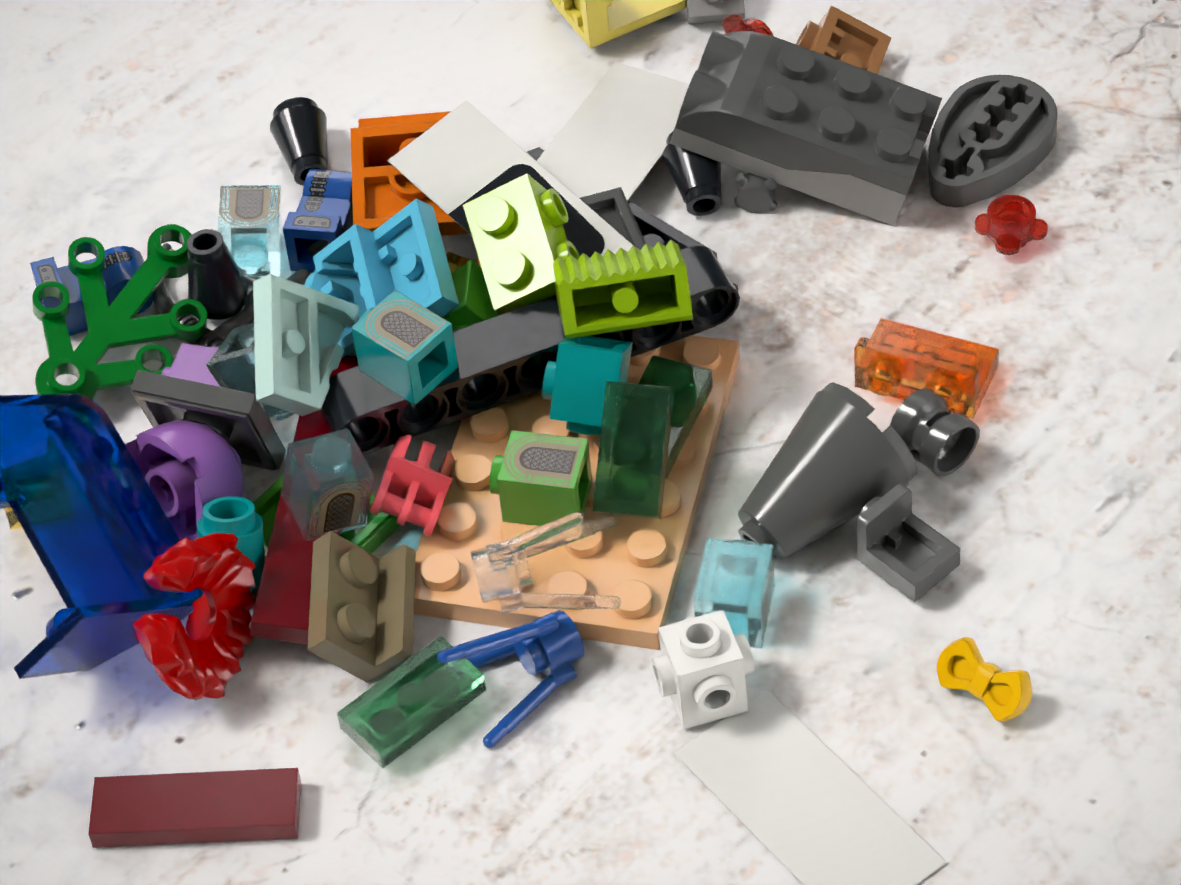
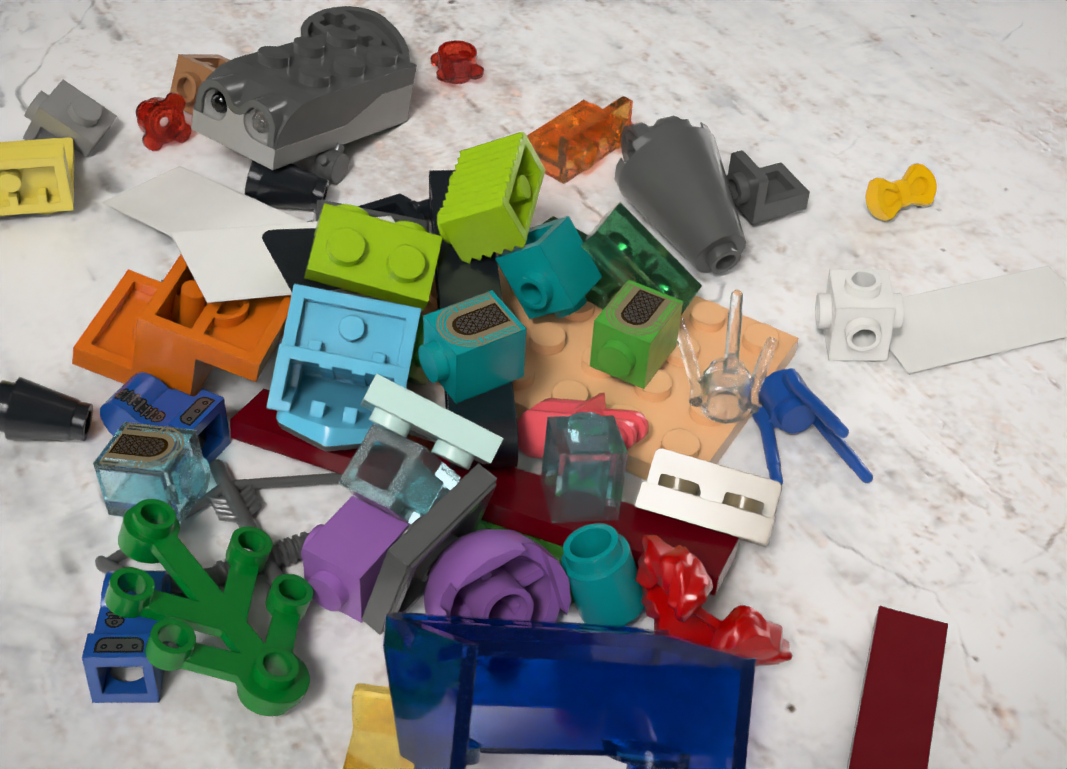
camera: 80 degrees left, 5 degrees down
(214, 275) = (210, 505): black cone -> none
(410, 703) = (826, 507): clear green plate -> none
(739, 581) = (776, 281): clear light blue brick -> none

